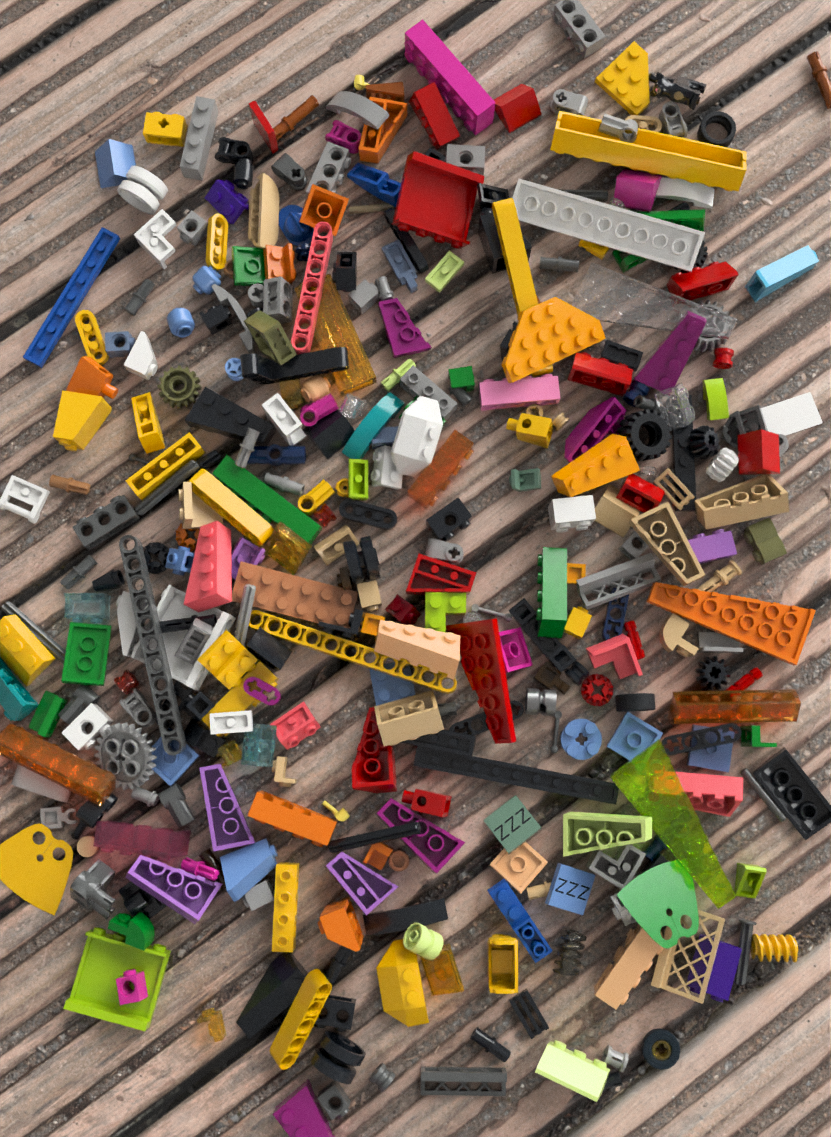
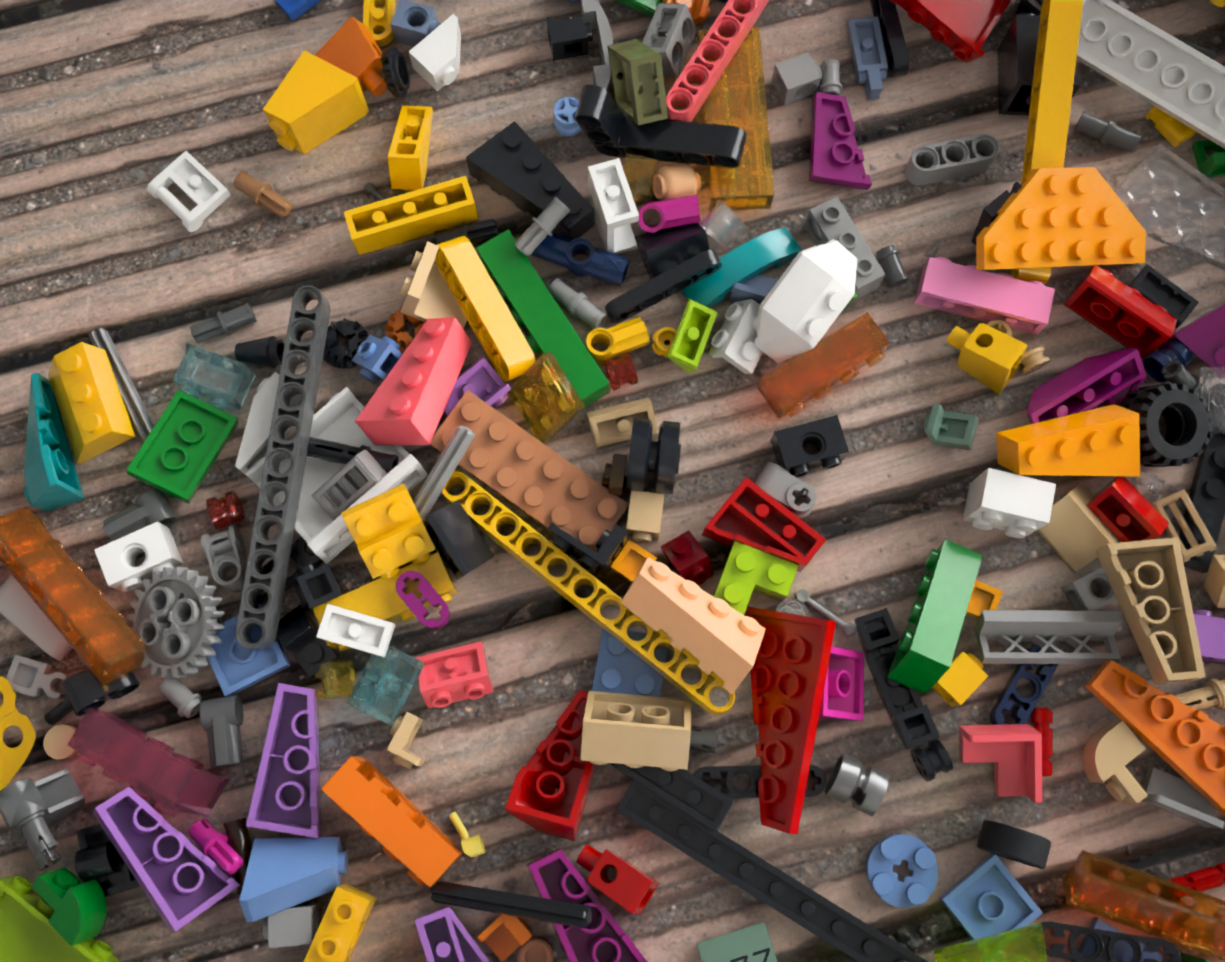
camera: 20 degrees right, 5 degrees down
(47, 713) = (86, 517): green panel -> none
(103, 532) = (308, 270): dark grey brick -> none
(120, 380) = (395, 72): none -> black gear
(167, 487) = (401, 246): dark grey axle -> none
(172, 379) = (472, 98): olive gear -> none
(180, 322) = (515, 24): medium blue head -> none
(257, 300) = (636, 21): light grey wheel -> none
(330, 456) = (663, 286): none -> black beam
(345, 271) = (783, 32): black brick -> none
(362, 508) = (681, 381): black plate -> none
(394, 378) = (799, 210): yellowish green axle -> none
(444, 271) = (929, 84): yellowish green plate -> none
(461, 378) = (904, 242): green panel -> none
(468, 323) = (961, 150): none -> light grey beam
(549, 677) = (884, 750): dark brown plate -> none
(554, 749) = (852, 869): dark grey hinge -> none
(587, 689) = (939, 793): red gear -> none
(718, 678) = (1158, 858): black gear -> none

